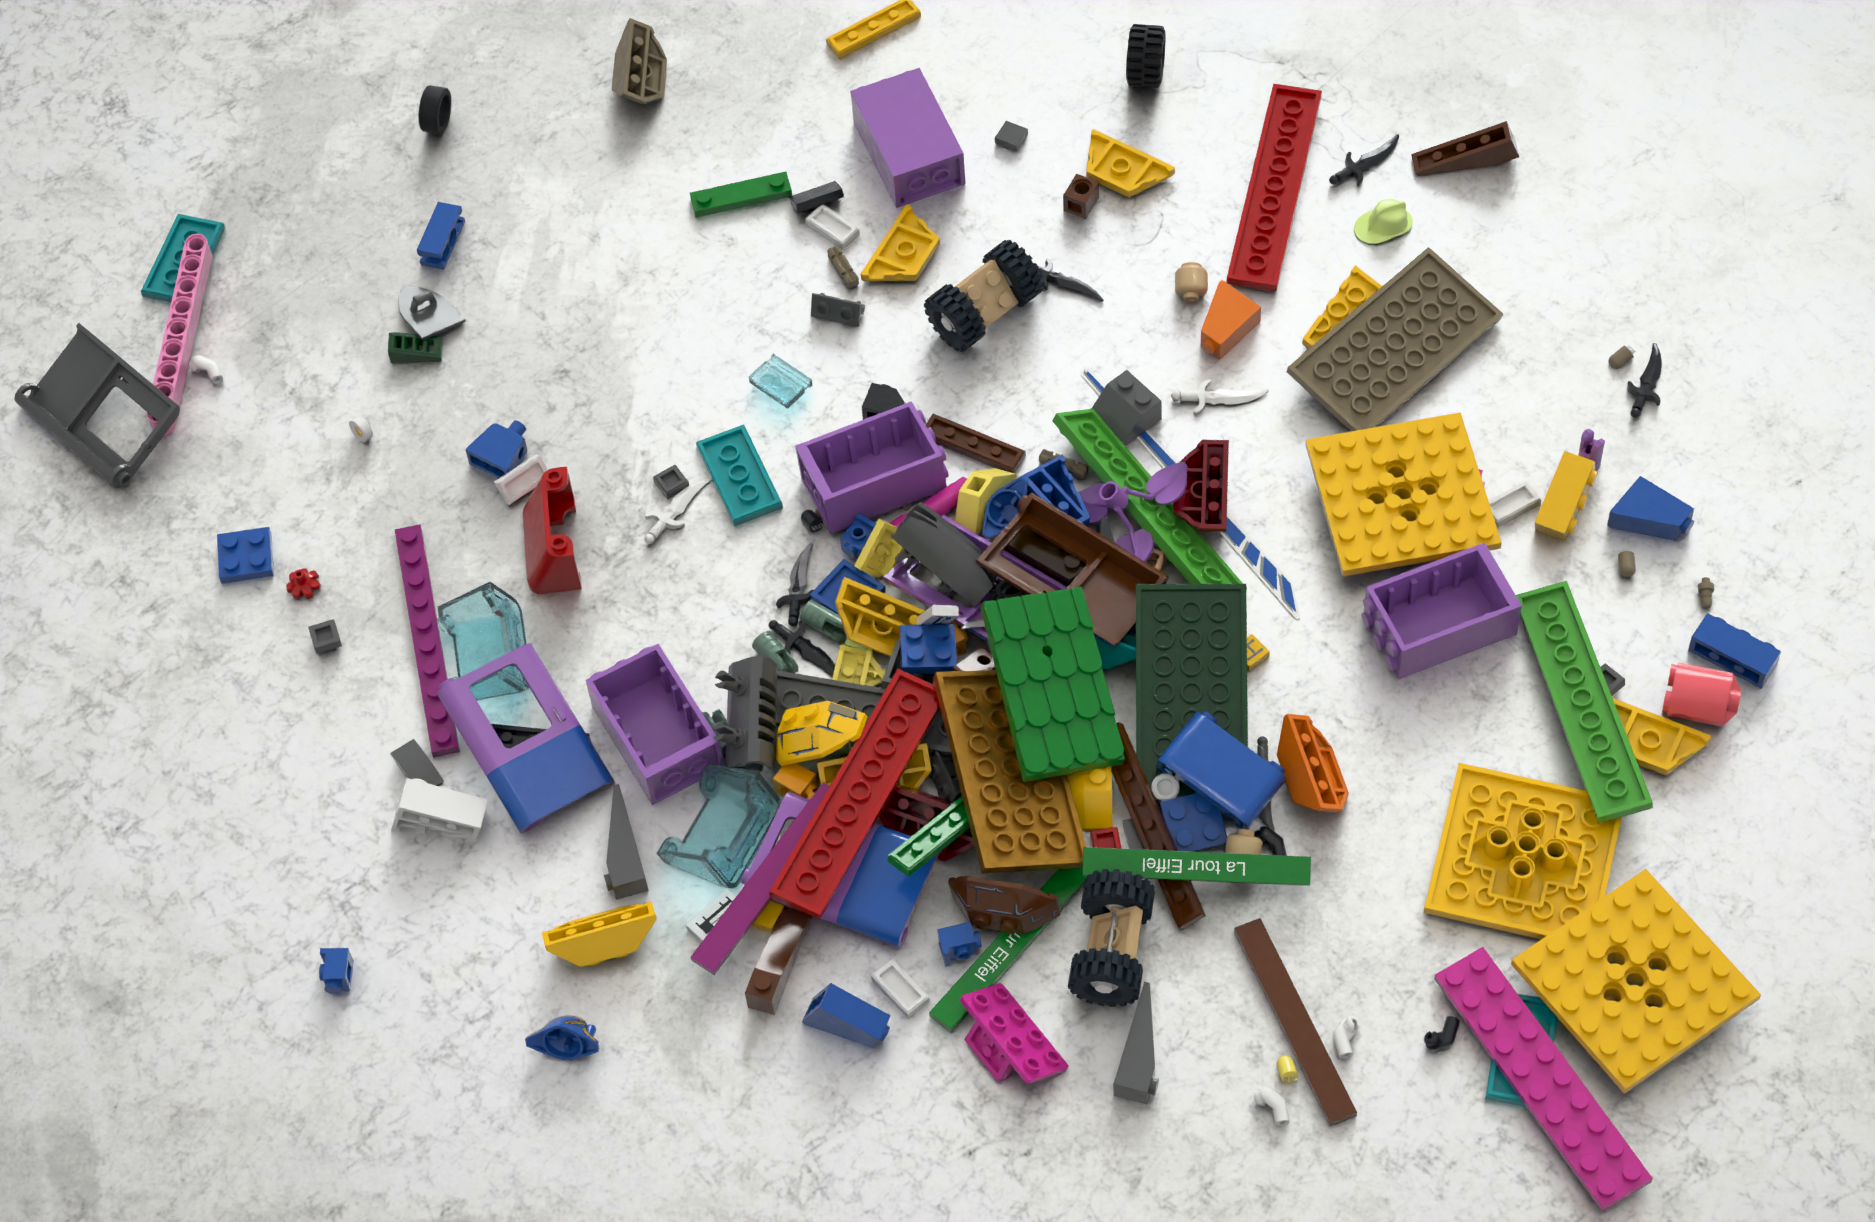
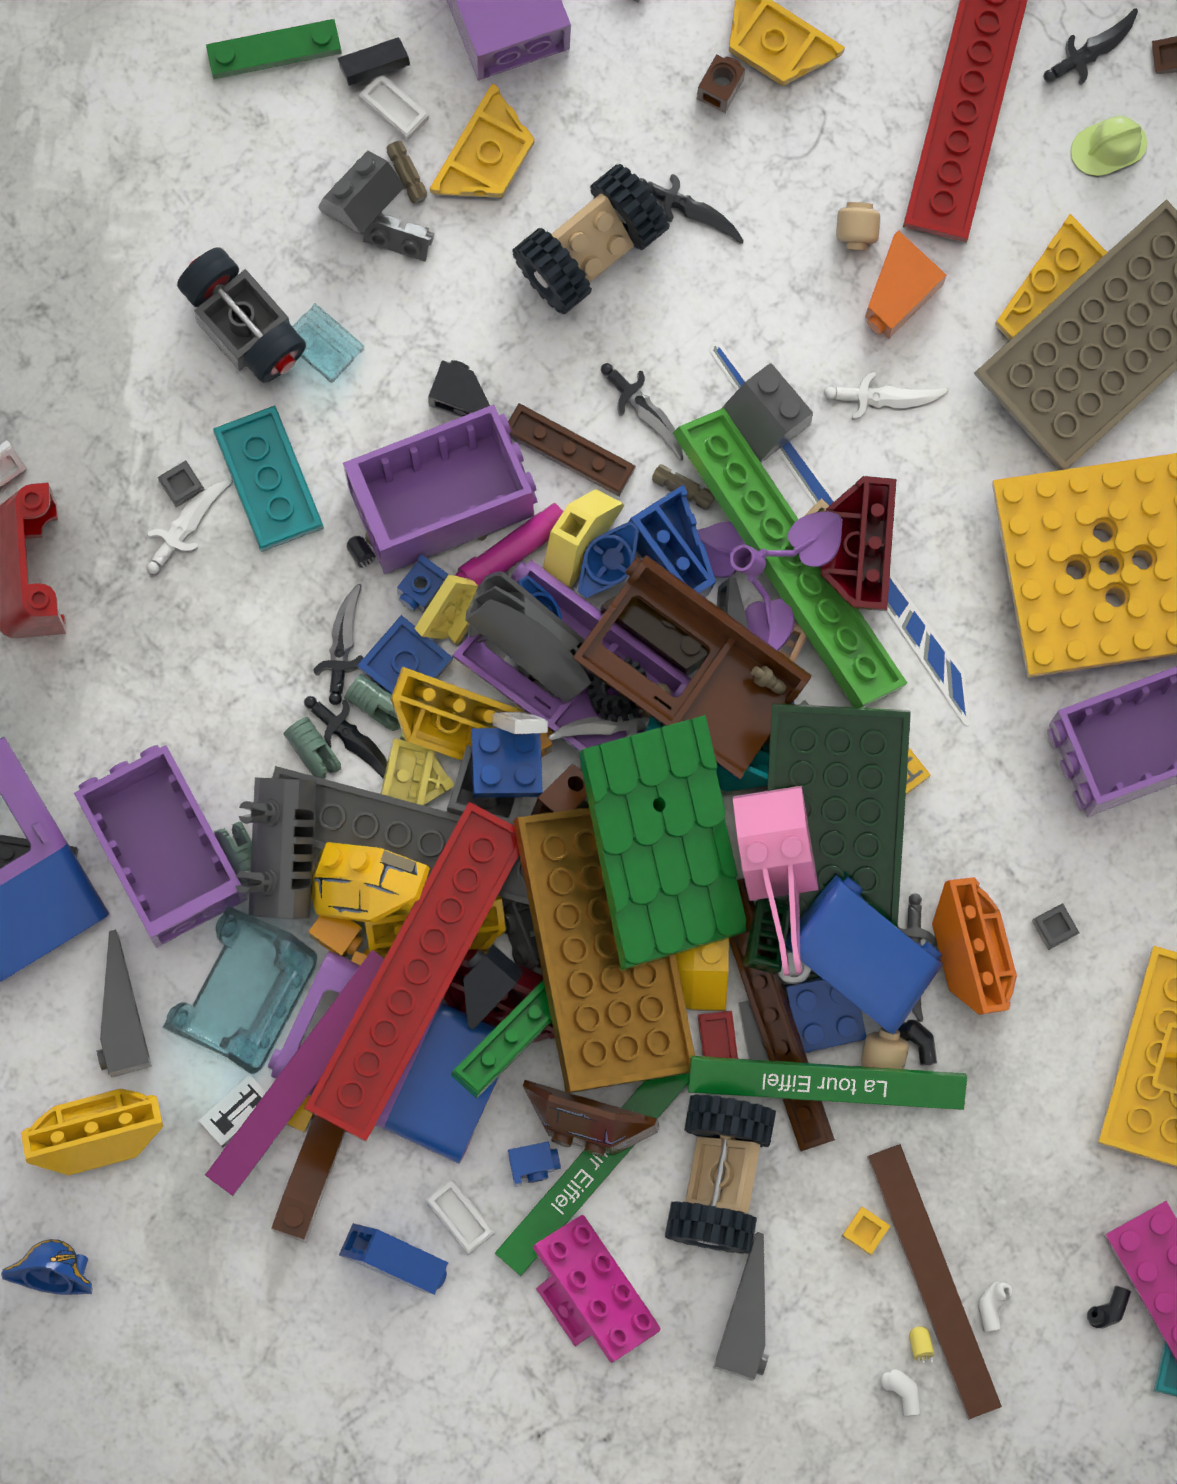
camera: 10 degrees left, 20 degrees up
(715, 360) = (240, 316): none -> brick
(807, 274) = (362, 192): none -> dark grey slope
(916, 800) = (488, 982): none -> black slope
(1029, 411) = (644, 407): none -> piece
(1131, 578) = (764, 677): none -> dark tan piece
(1137, 778) = (751, 959): none -> dark green slope
(1145, 695) = (776, 855): none -> bright pink slope
(1235, 985) = (866, 1230): none -> yellow tile
(1378, 756) = (1055, 926): none -> dark grey tile

